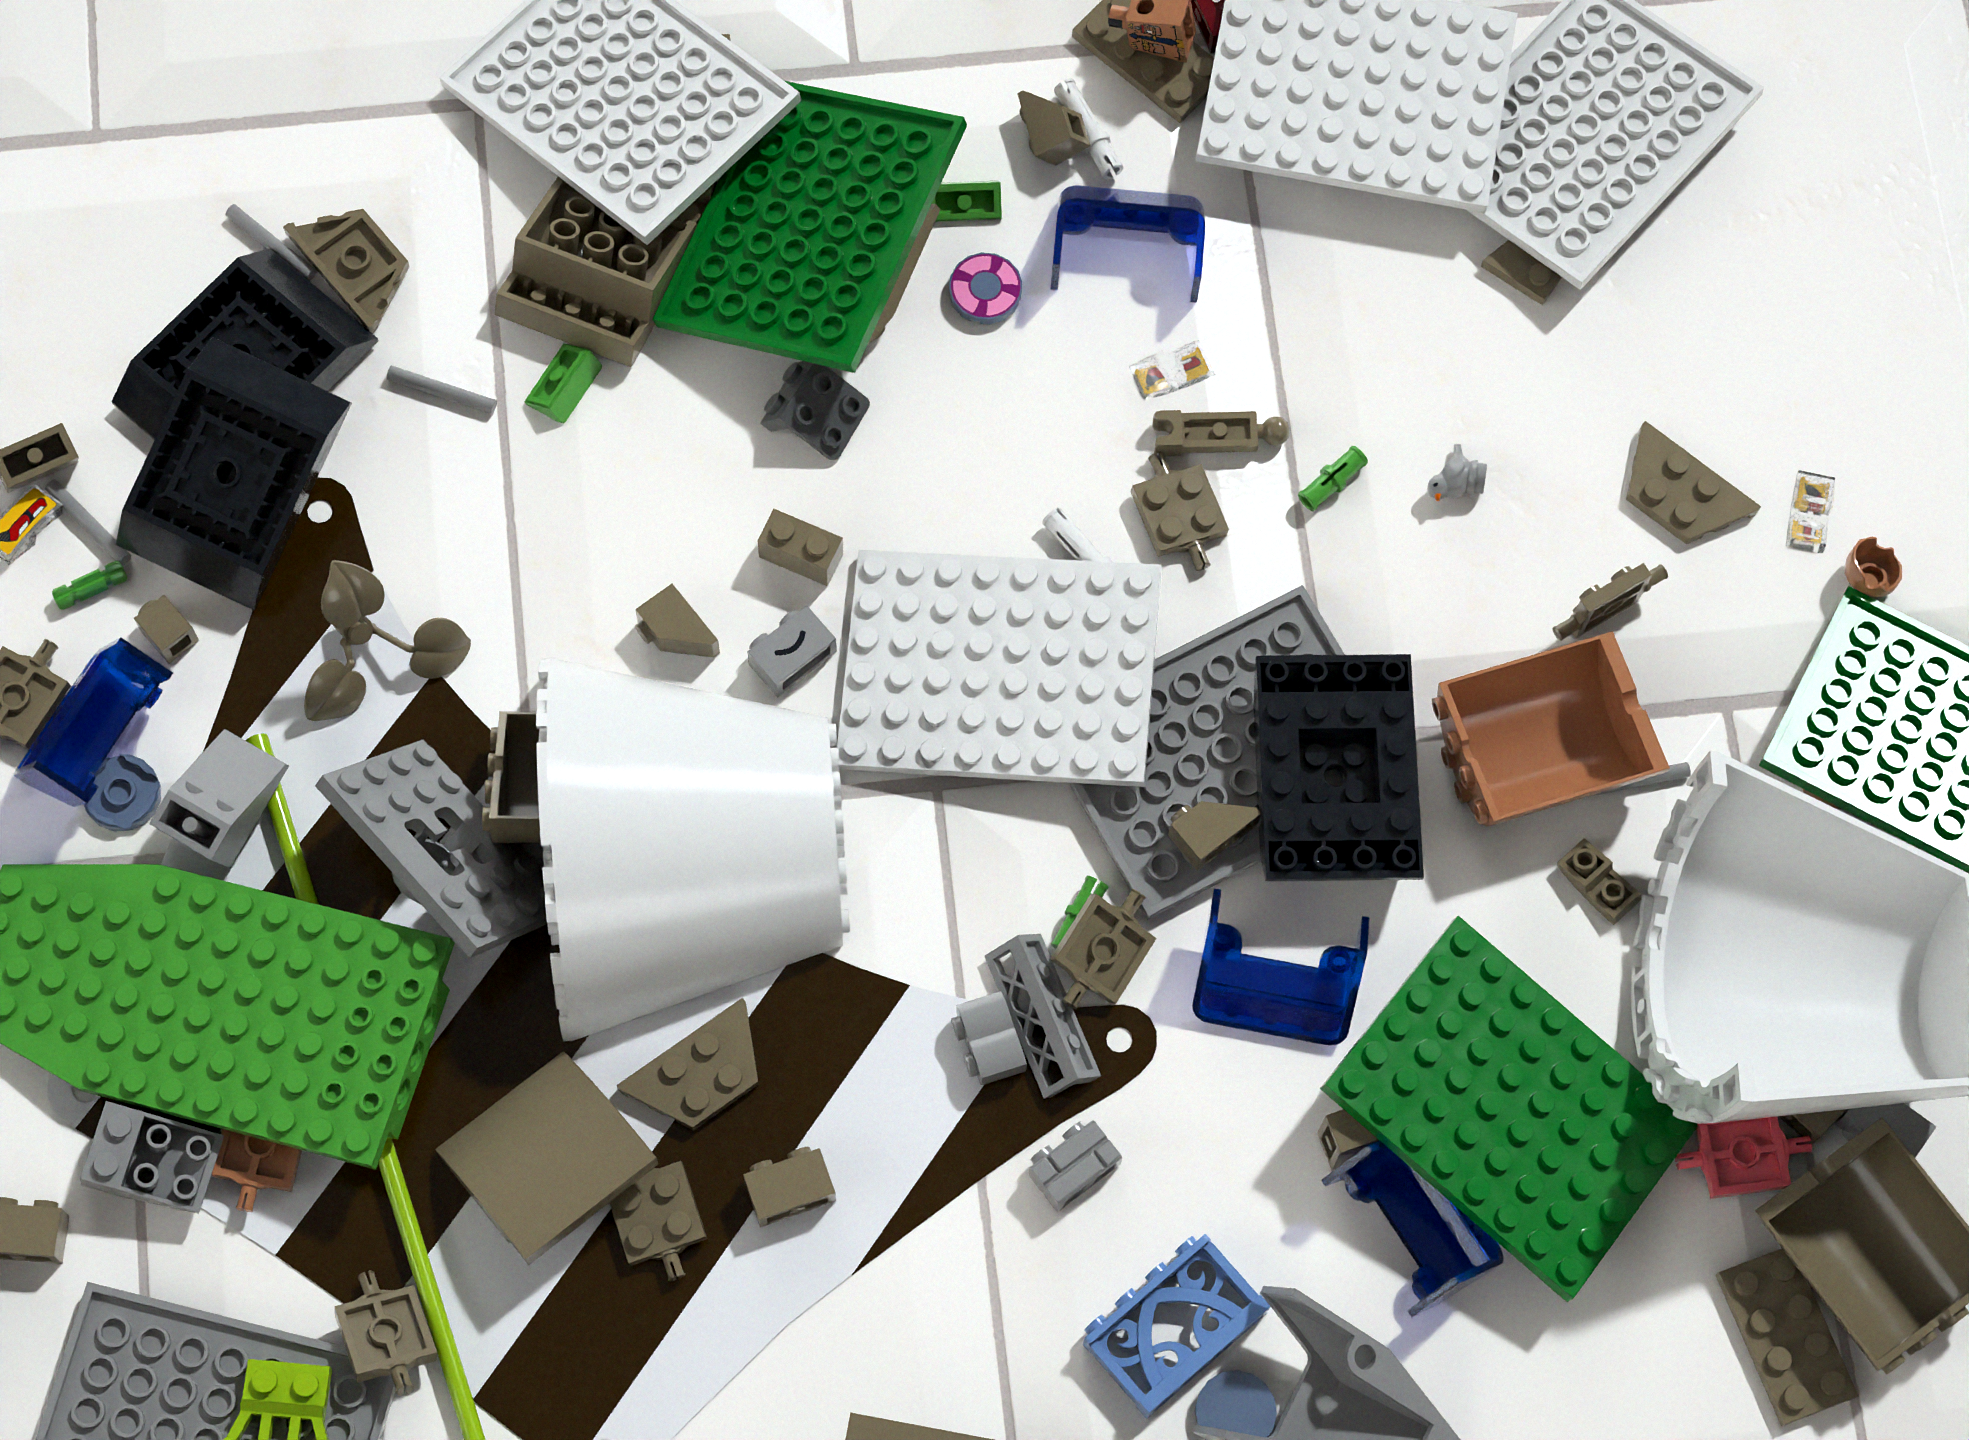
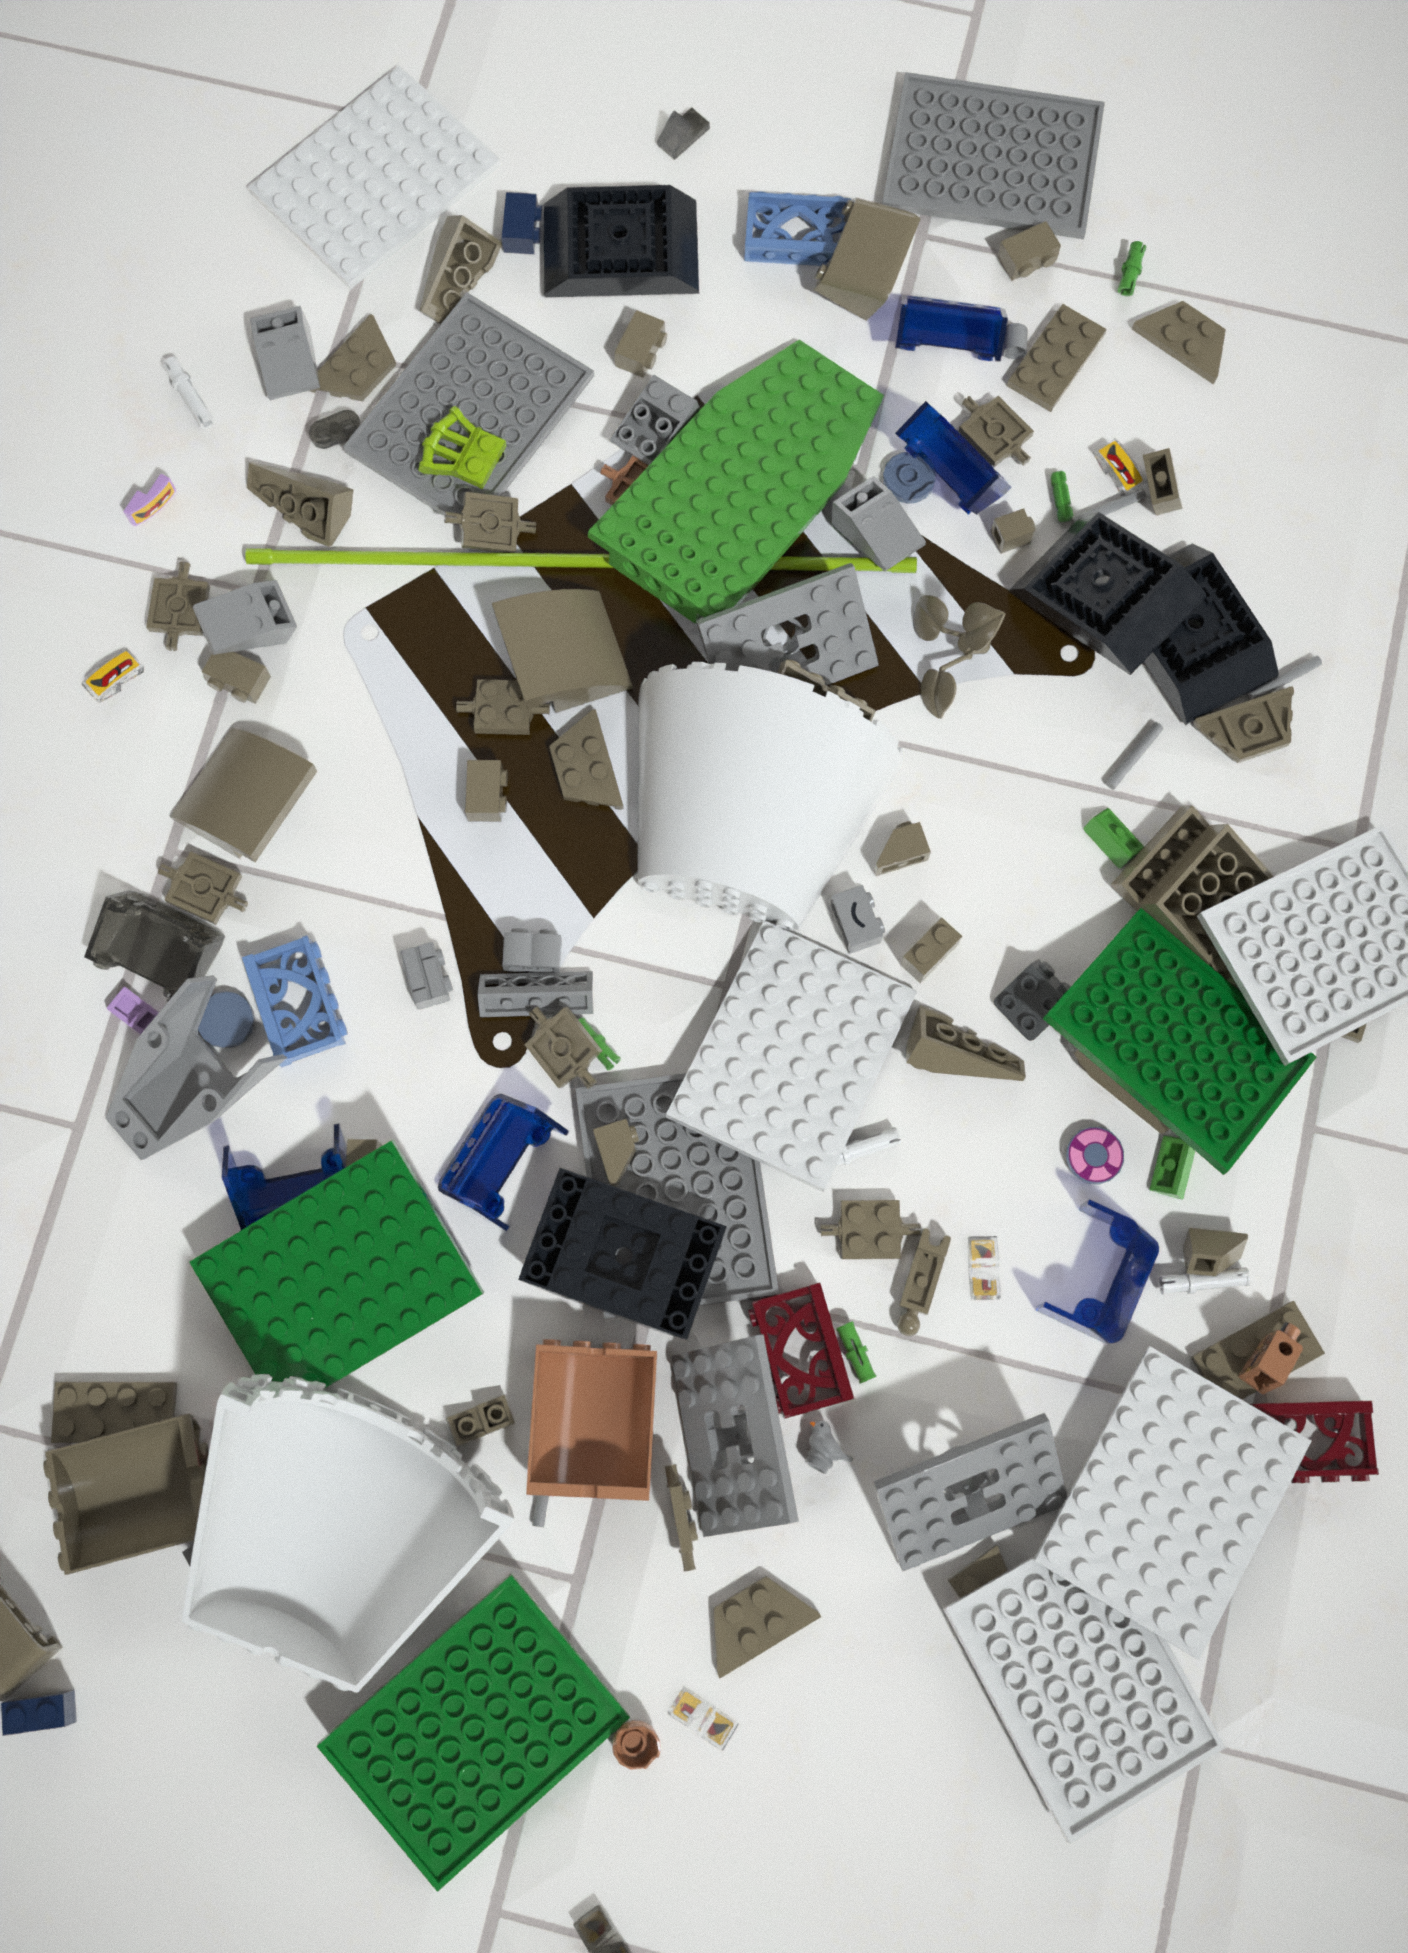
camera: 115 degrees right, 5 degrees up
(920, 486) = (946, 1049): none -> dark tan wedge
(1369, 490) = (816, 1312): none -> dark red fence
(1437, 593) = (744, 1492): none -> light grey plate
(1460, 310) = (921, 1512): none -> light grey plate

